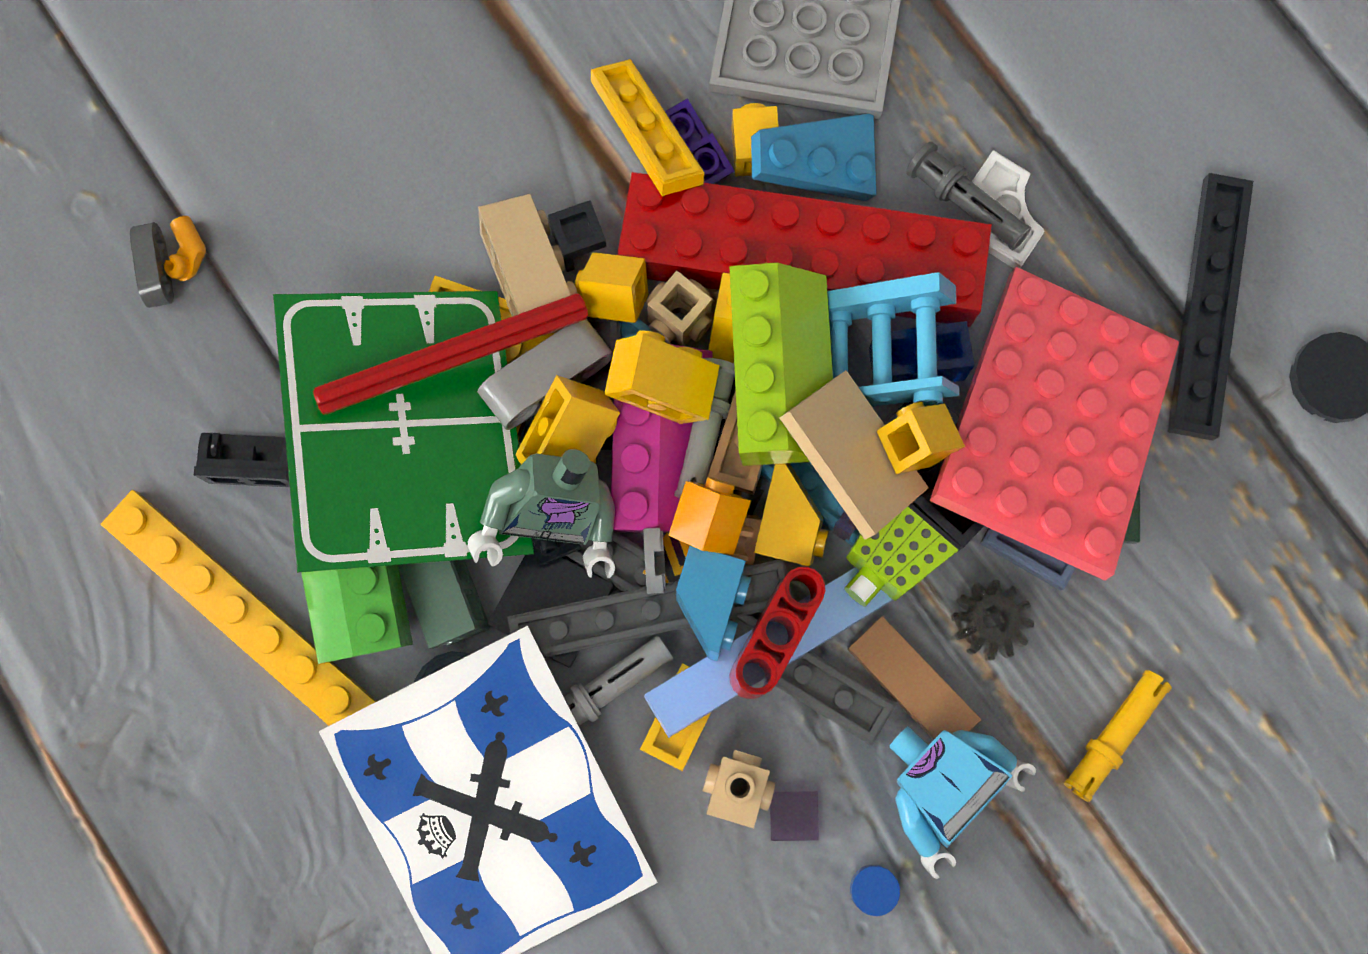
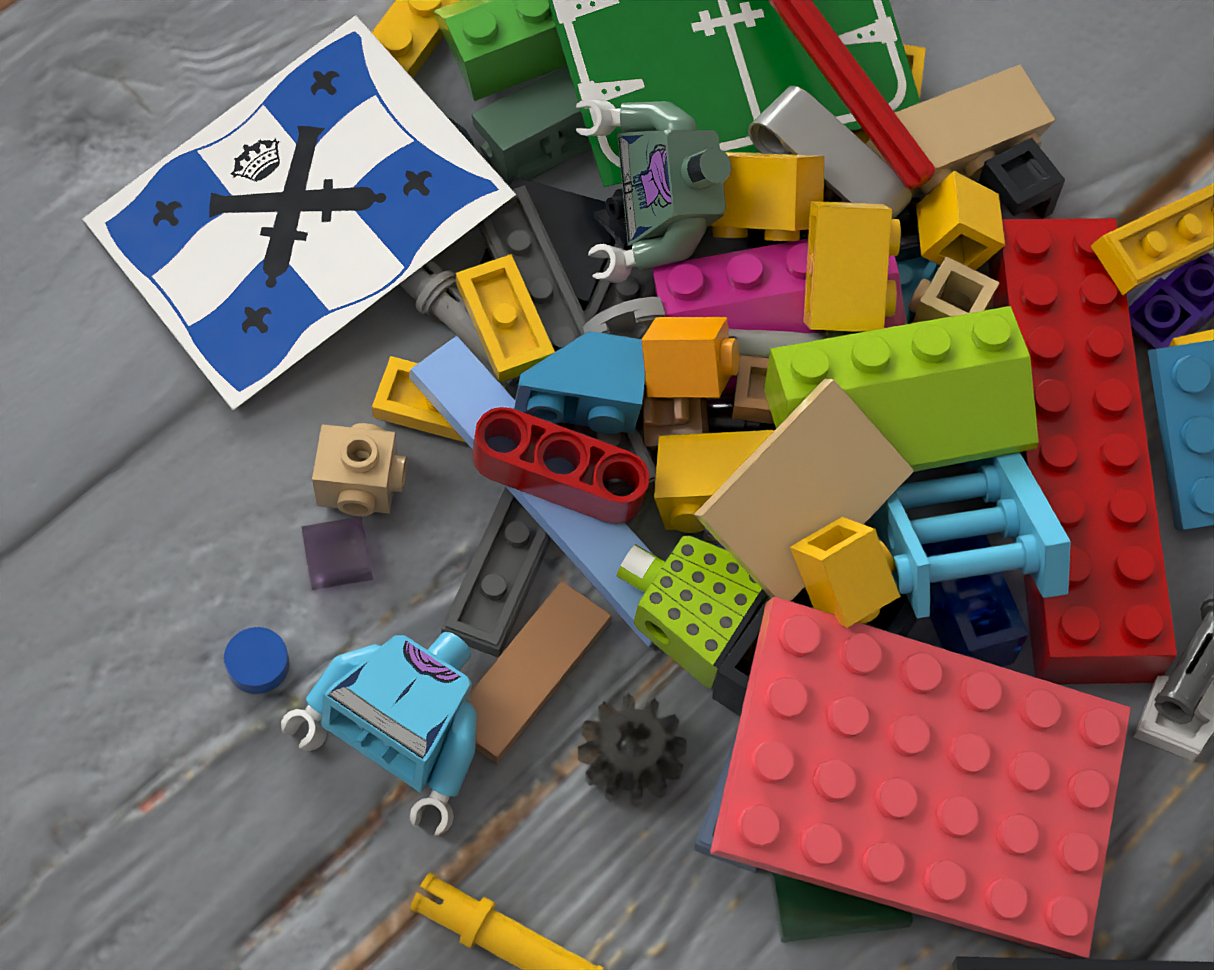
camera: 75 degrees right, 15 degrees down
(632, 653) = (504, 317): none -> yellow plate

